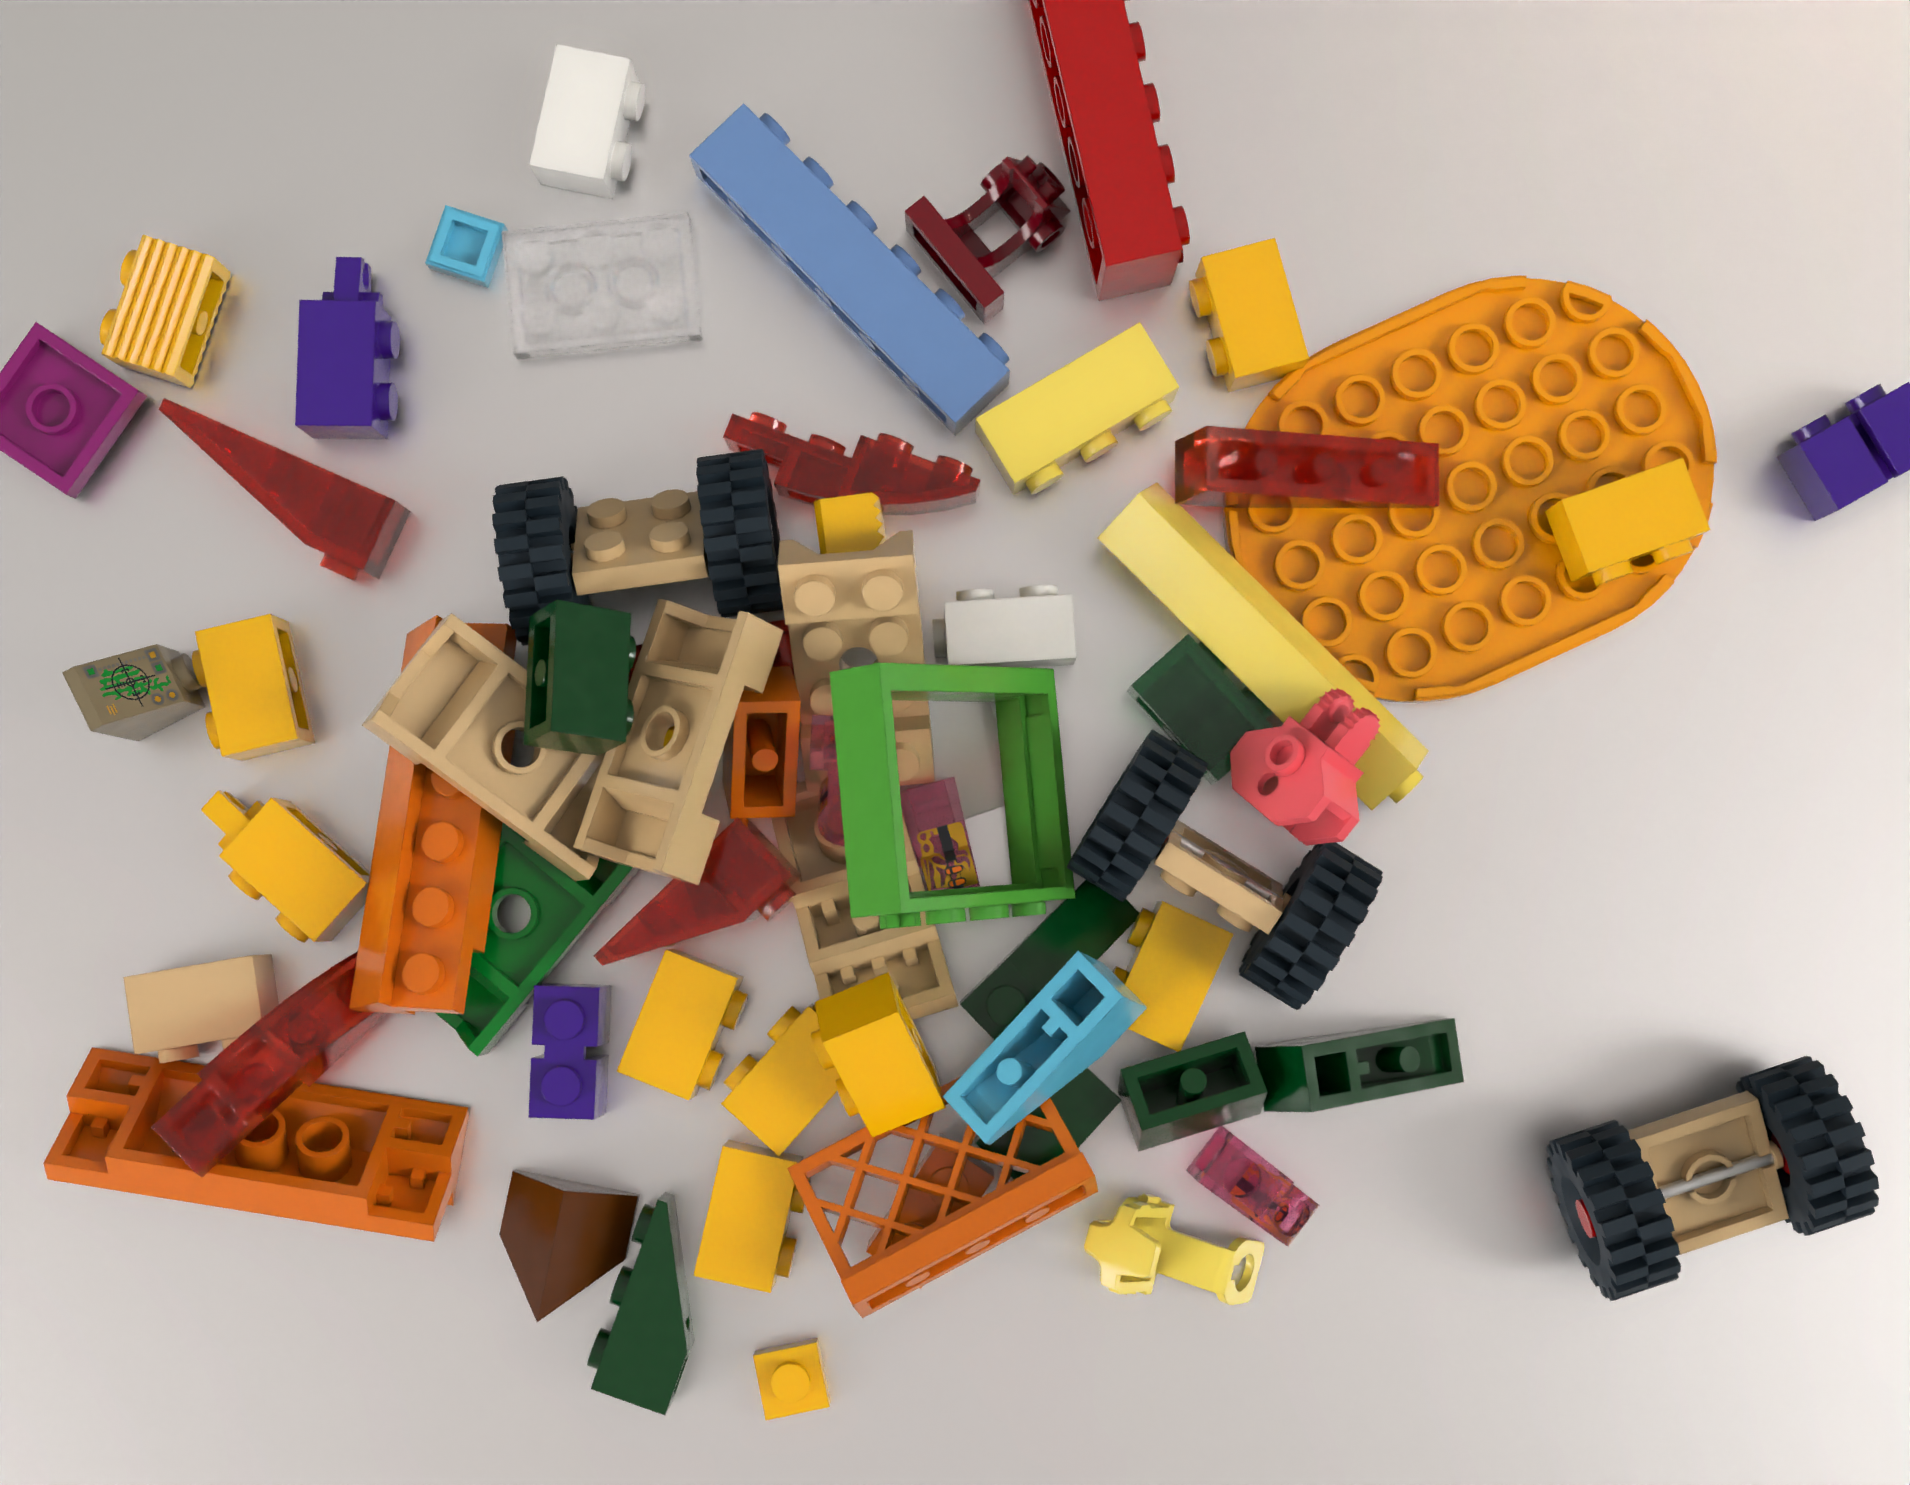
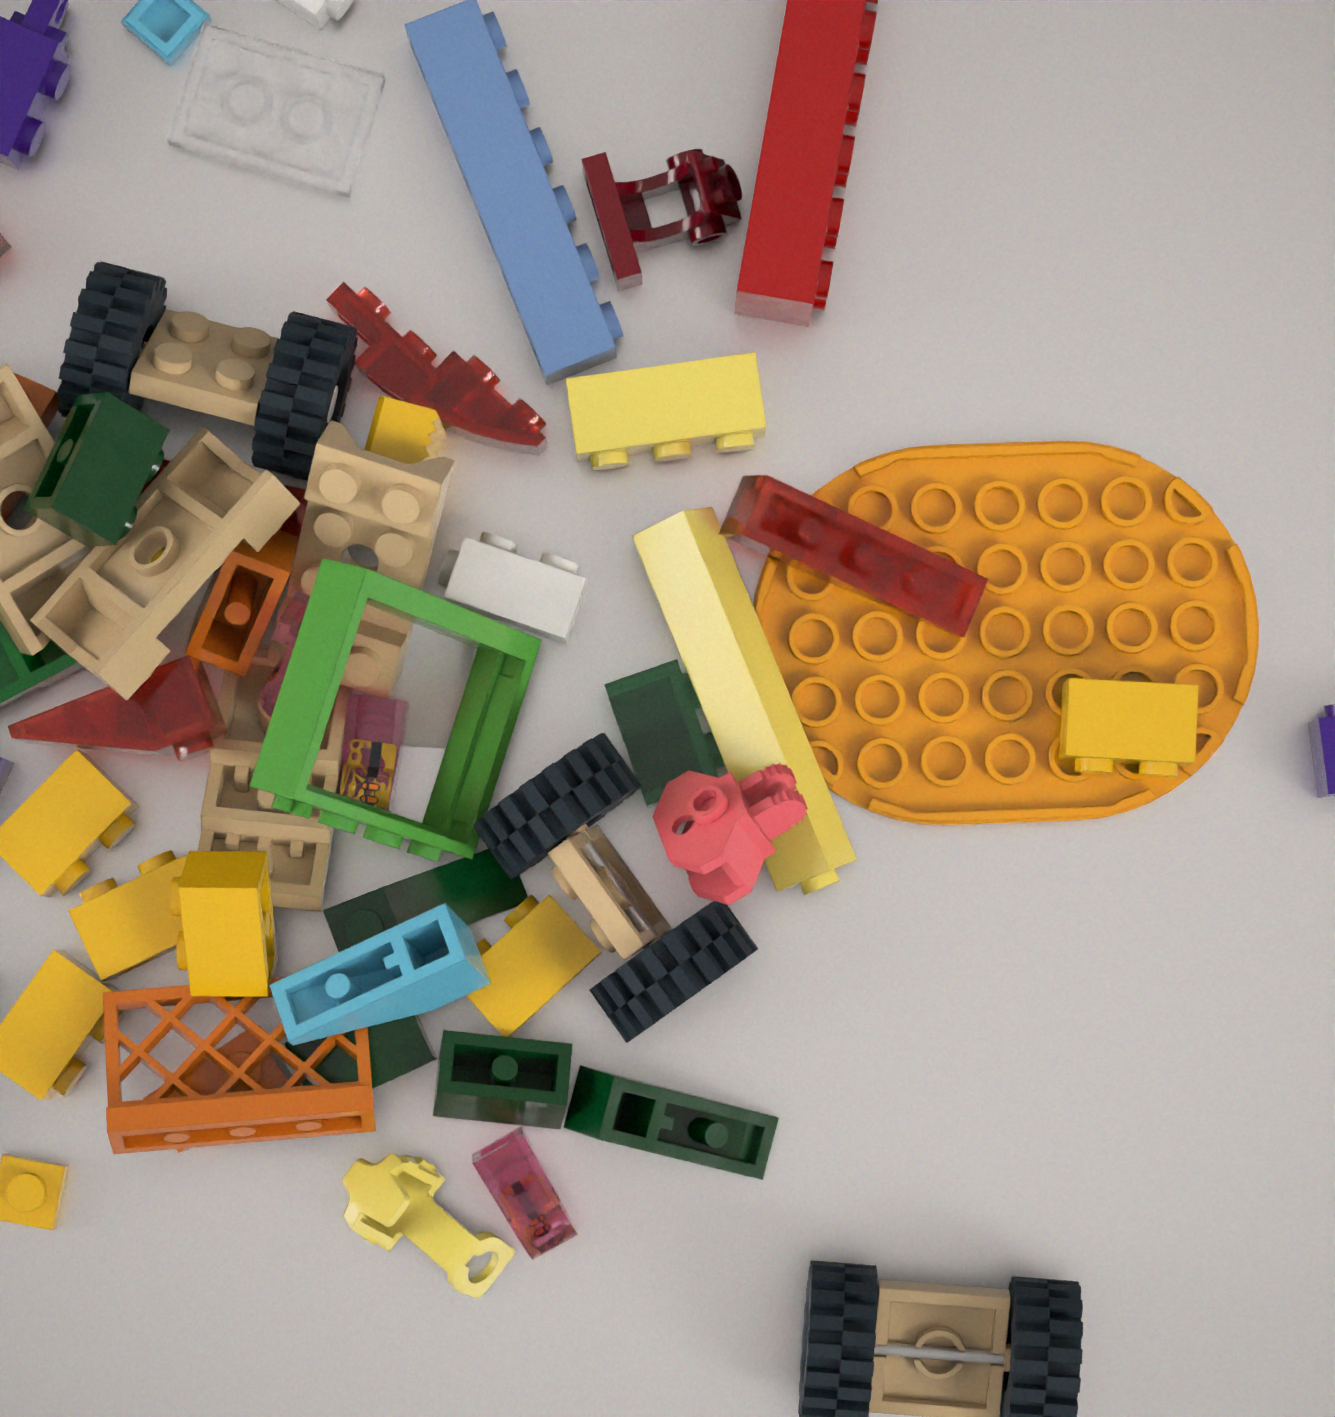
camera: 20 degrees right, 0 degrees up
(1248, 315) = (864, 386): yellow brick -> none

